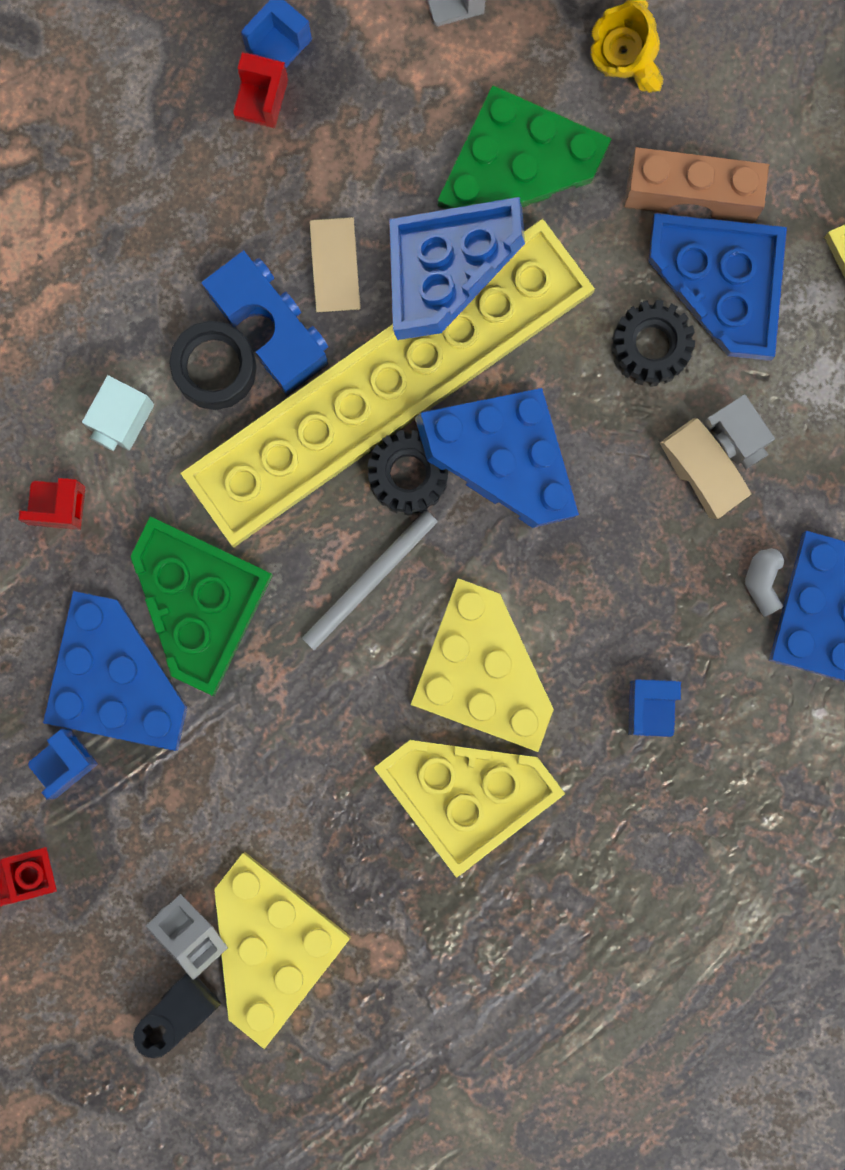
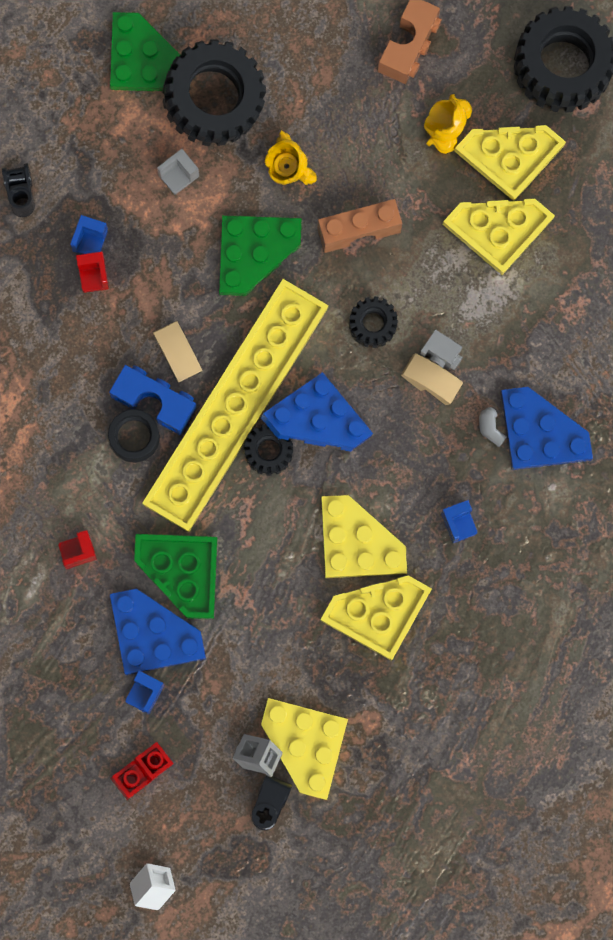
camera: 30 degrees left, 5 degrees down
(117, 414) = (92, 485): light aqua brick -> none
(369, 579) = (272, 518): light grey bar -> none
(447, 260) = (240, 323): plate -> none
(725, 278) = (397, 269): blue plate -> none

